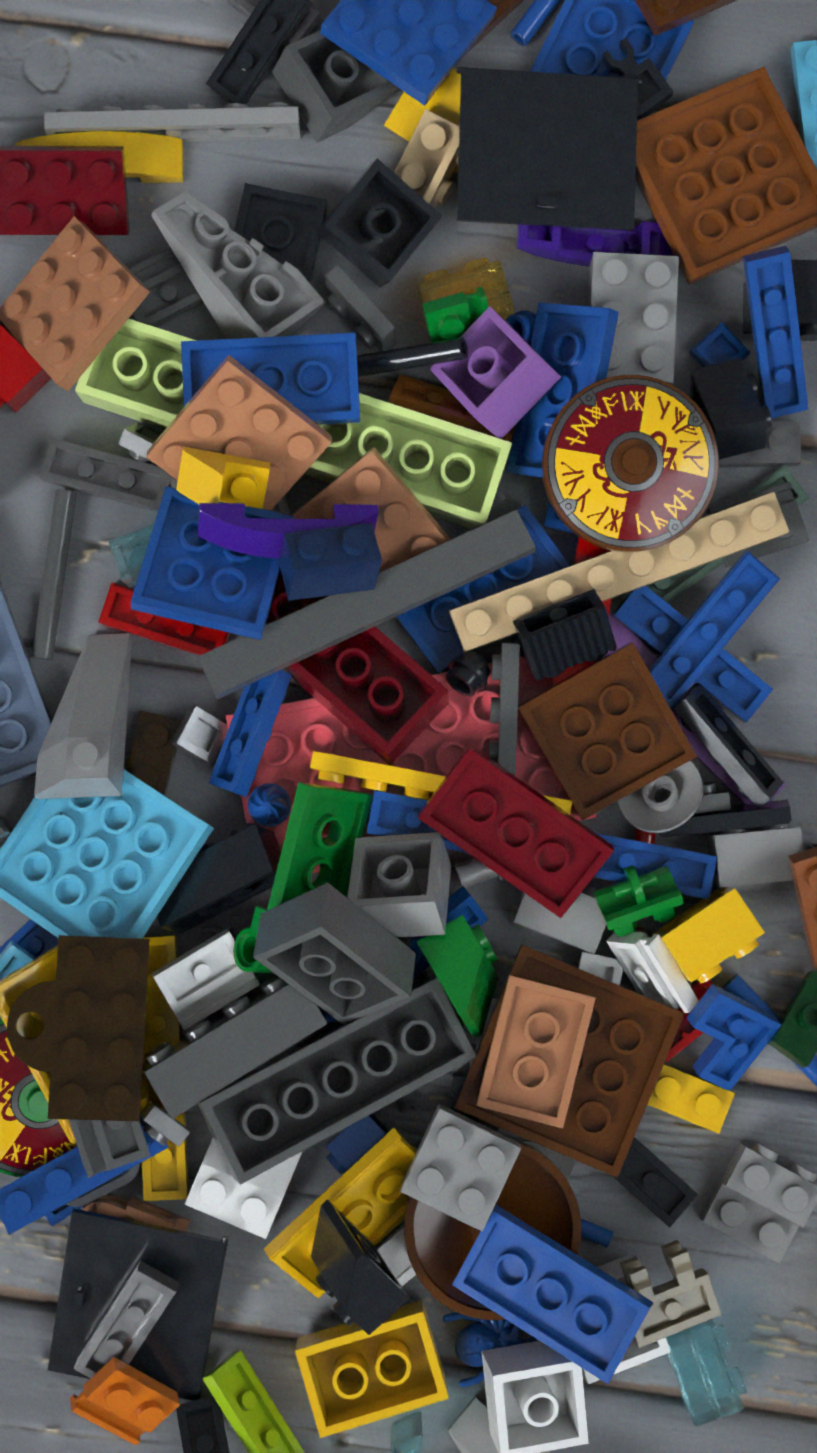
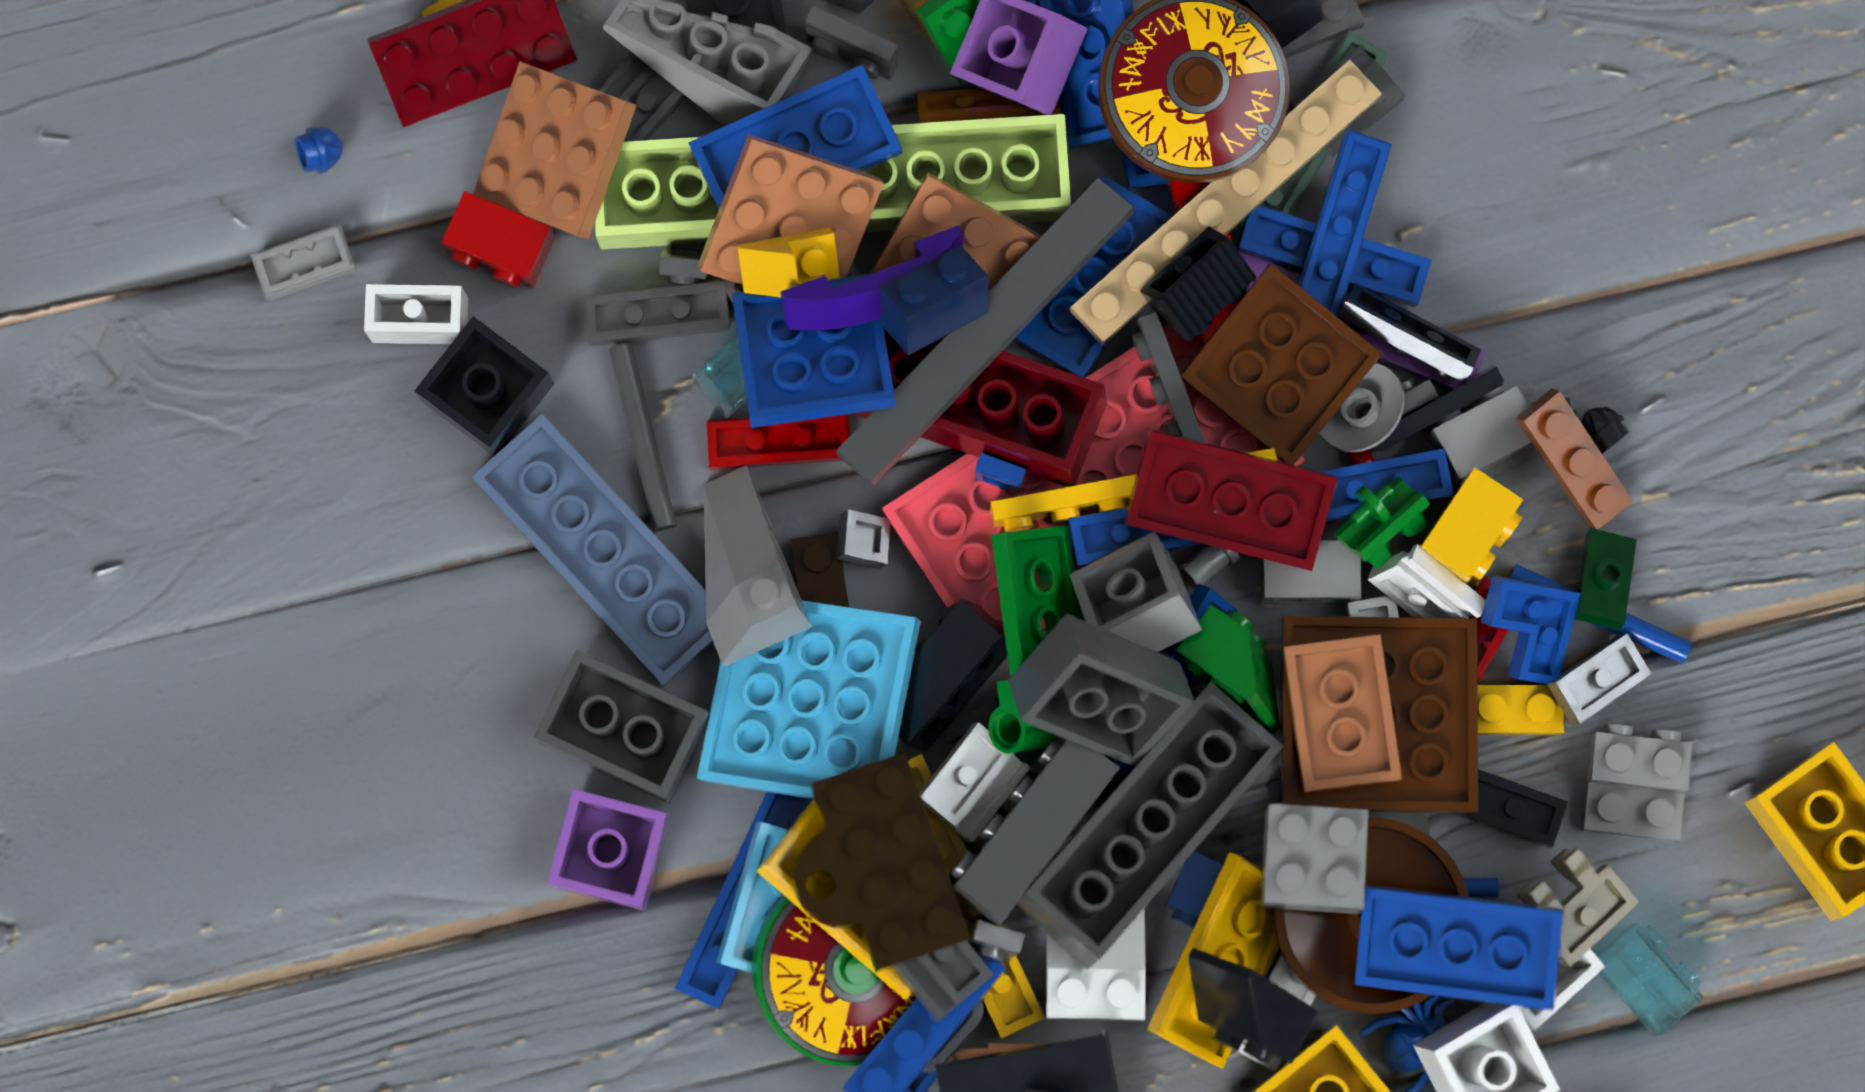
camera: 20 degrees left, 5 degrees down
(249, 733) = (915, 513): blue plate -> none
(269, 805) = (965, 578): blue plate -> none
(333, 727) = (1000, 473): none -> blue tile
(412, 356) = (929, 66): black piece -> none
(468, 673) = (1115, 365): black plate -> none
(767, 1102) = (1599, 679): none -> plate

